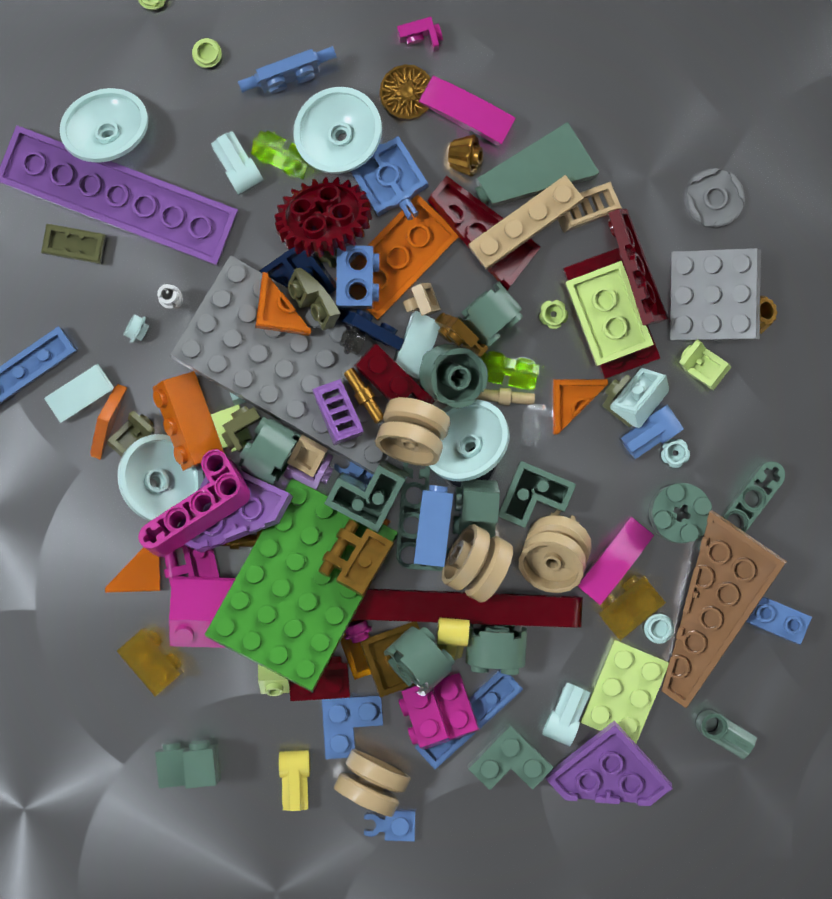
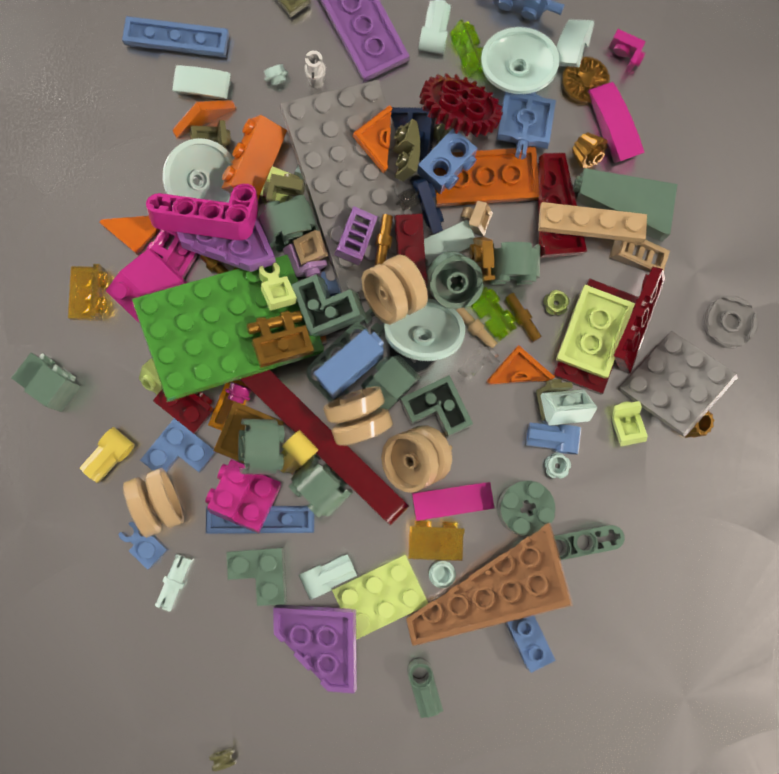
camera: 35 degrees right, 5 degrees down
(316, 519) = (276, 290): none -> yellowish green plate
(366, 70) = (573, 40): none -> light aqua slope
(444, 832) = (173, 582): none -> light aqua pin
(536, 351) = (523, 317): none -> pearl gold bar

